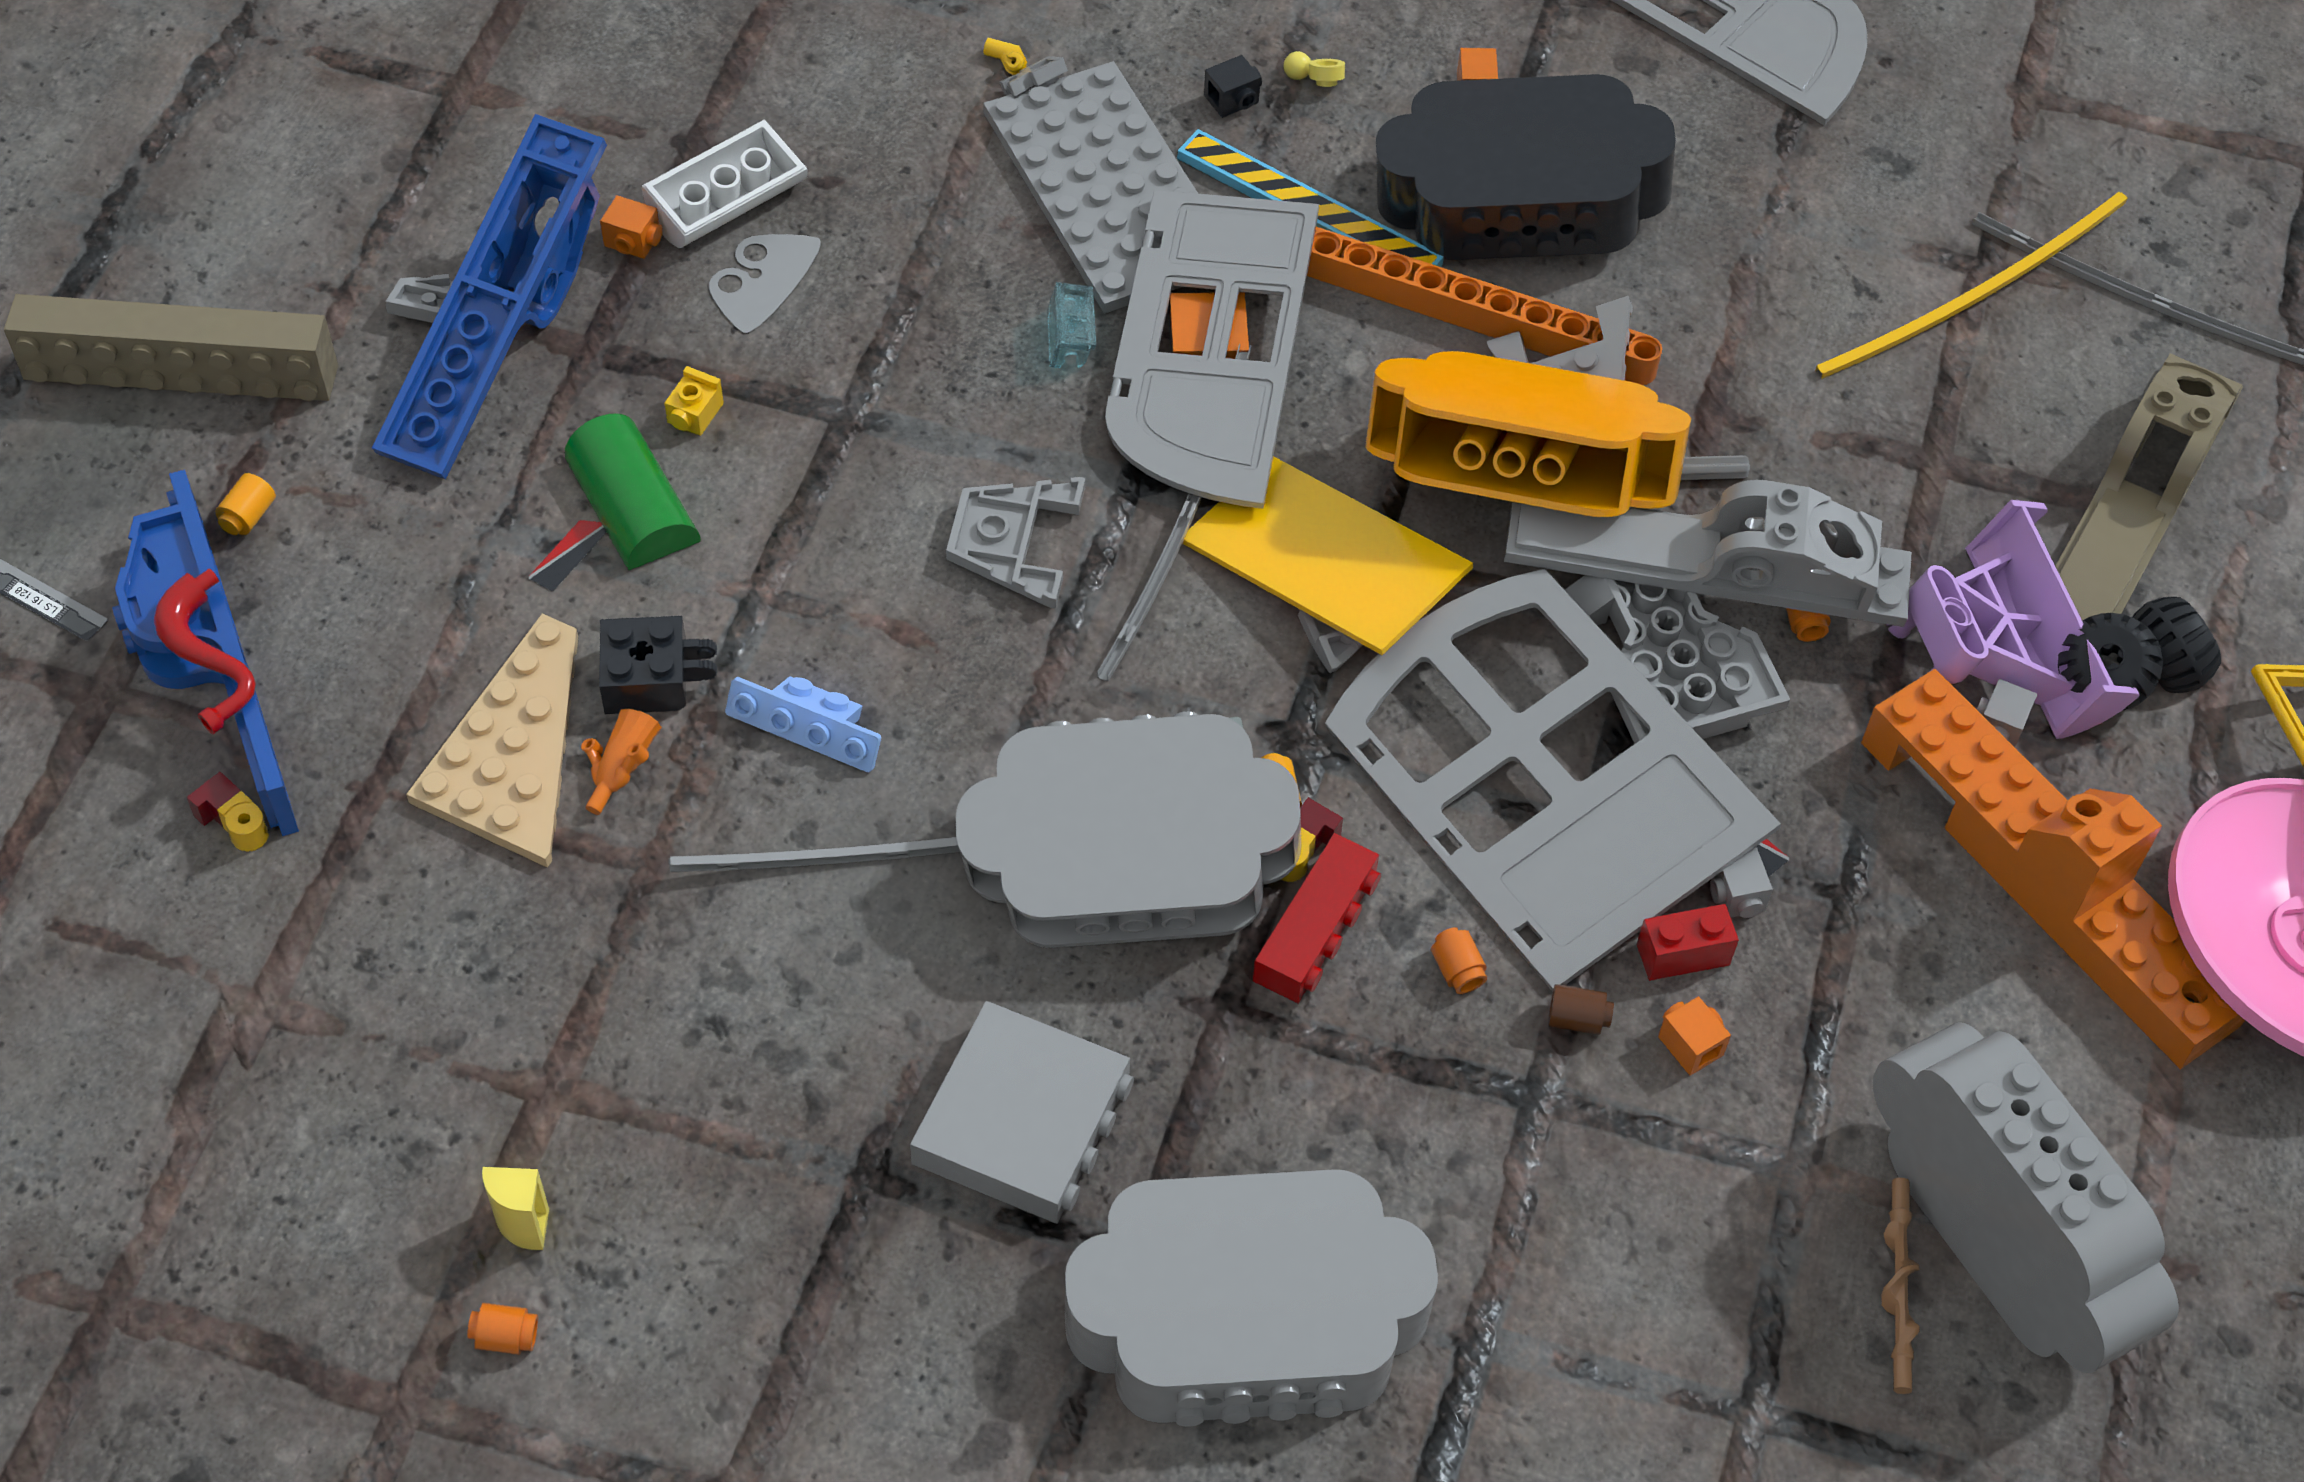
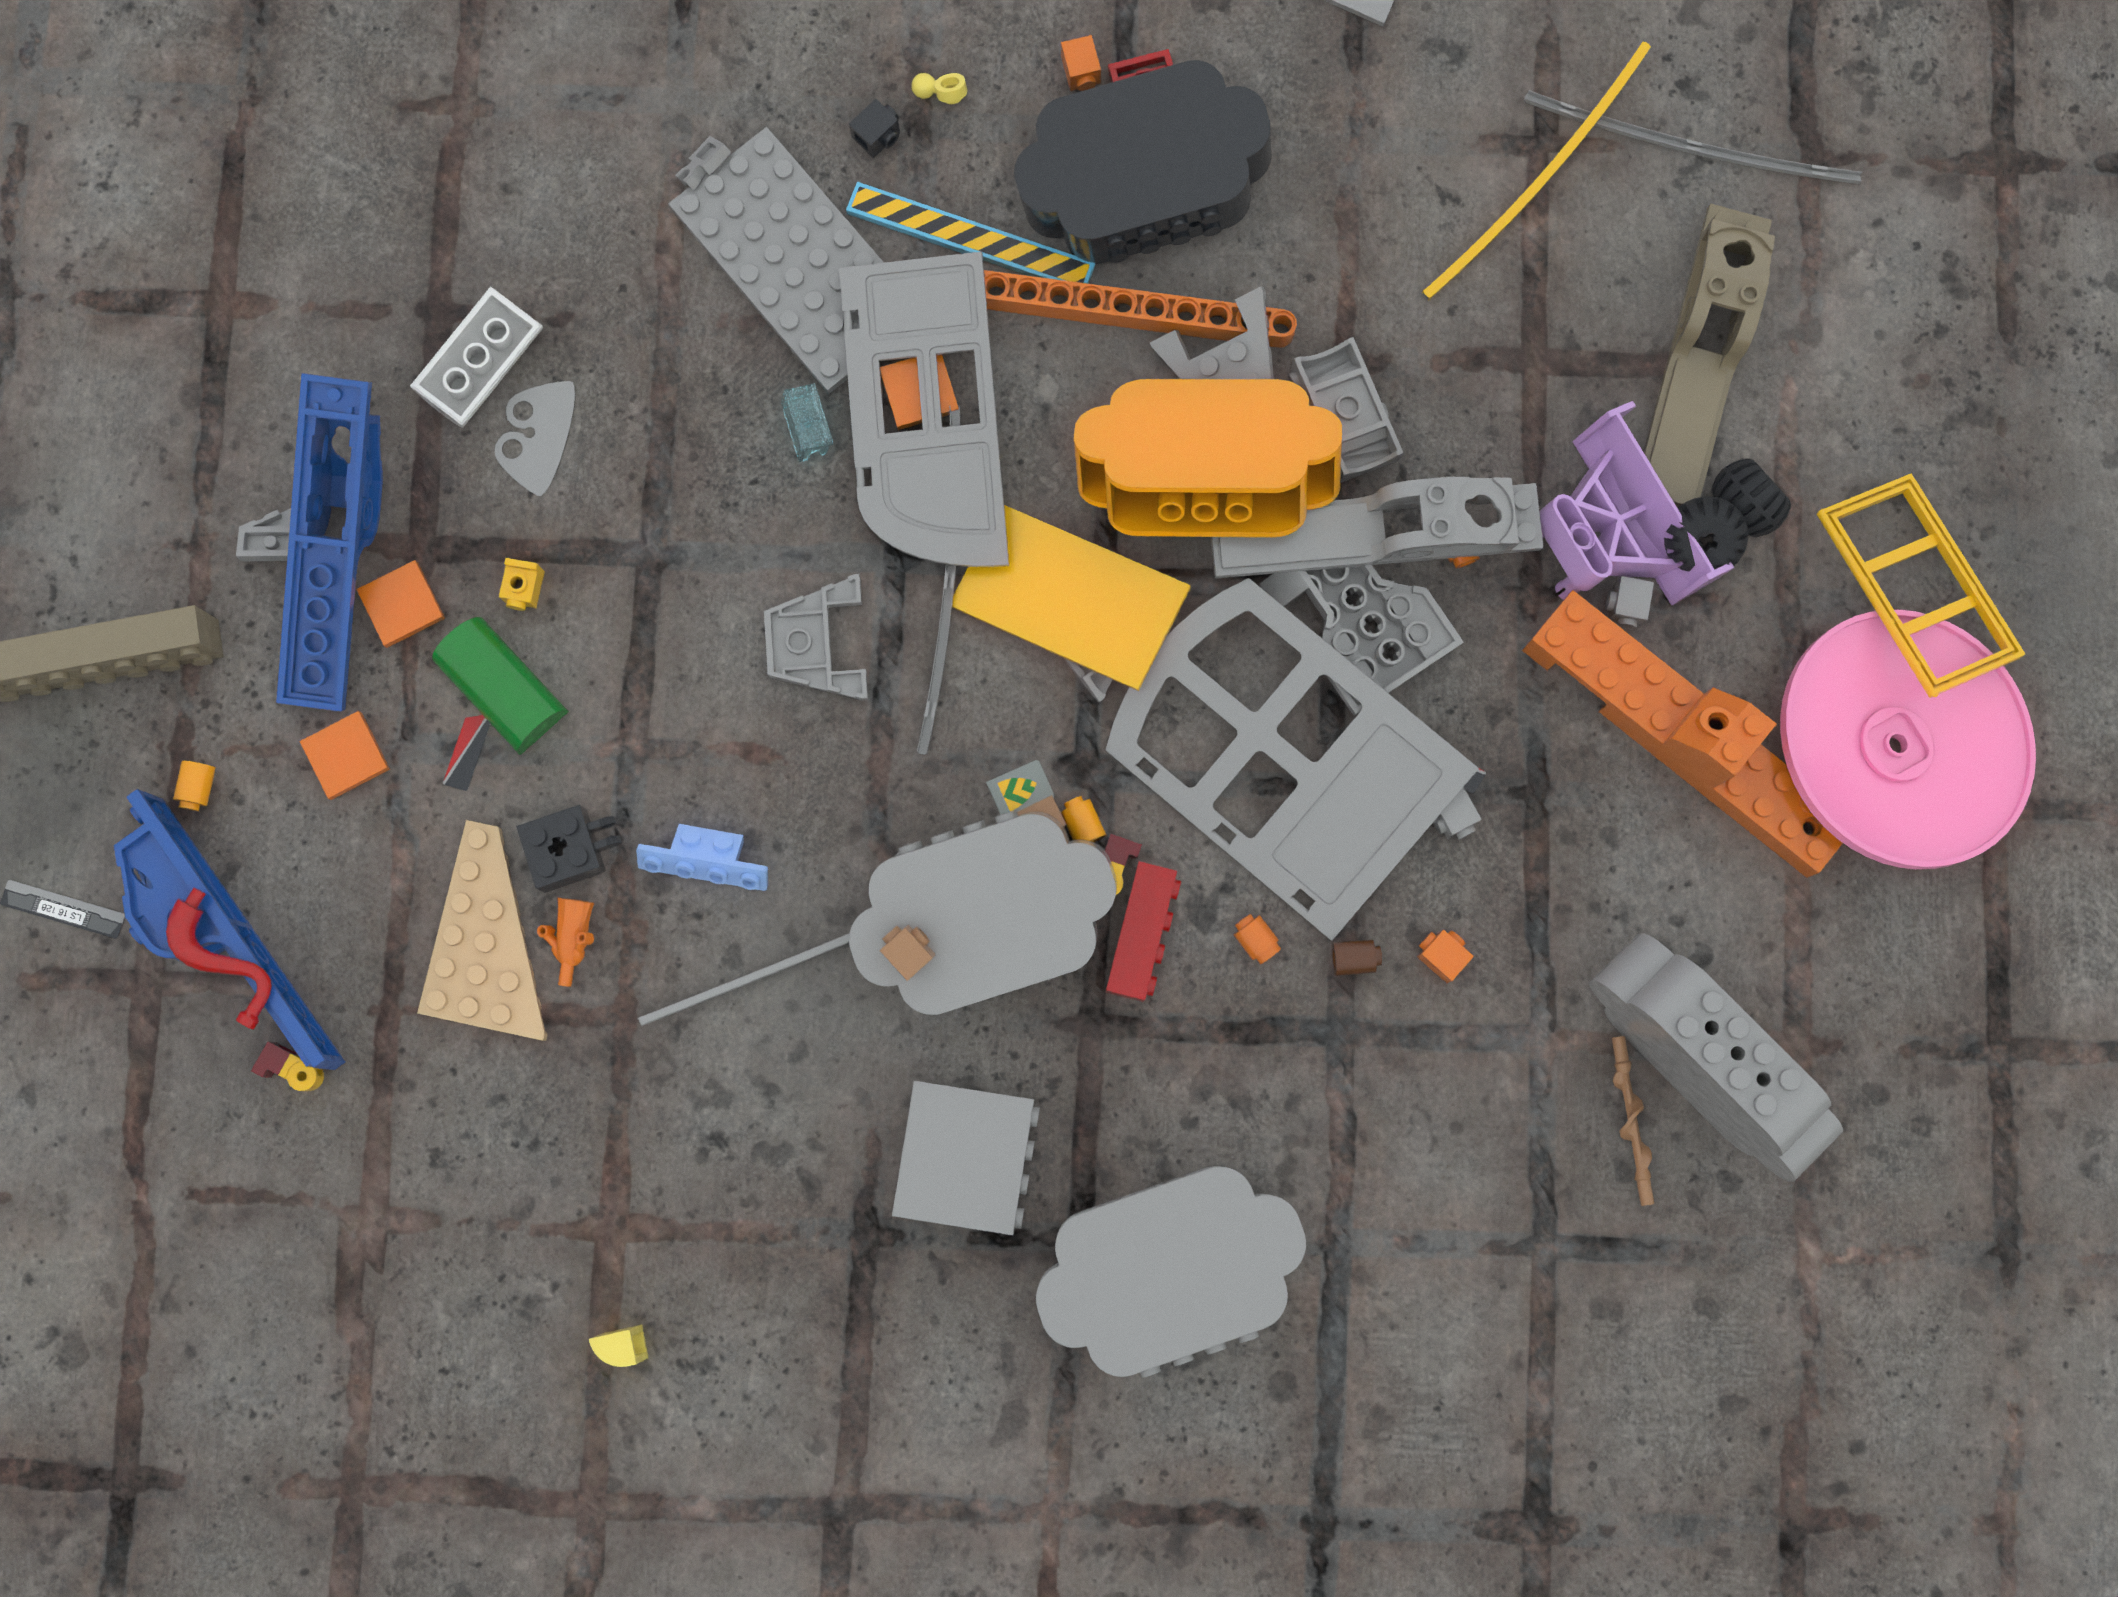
camera: 10 degrees left, 25 degrees up
(427, 518) = (344, 755): none -> orange tile
(503, 1328) = (641, 1434): orange brick -> none
(550, 390) = (400, 604): none -> orange tile
(631, 227) = (413, 420): orange brick -> none
(1008, 53) = (675, 141): yellow arm -> none
(1026, 825) = (907, 950): none -> medium nougat brick
(1687, 942) = (1424, 877): red brick -> none
(1714, 447) = (1344, 386): none -> light grey piece

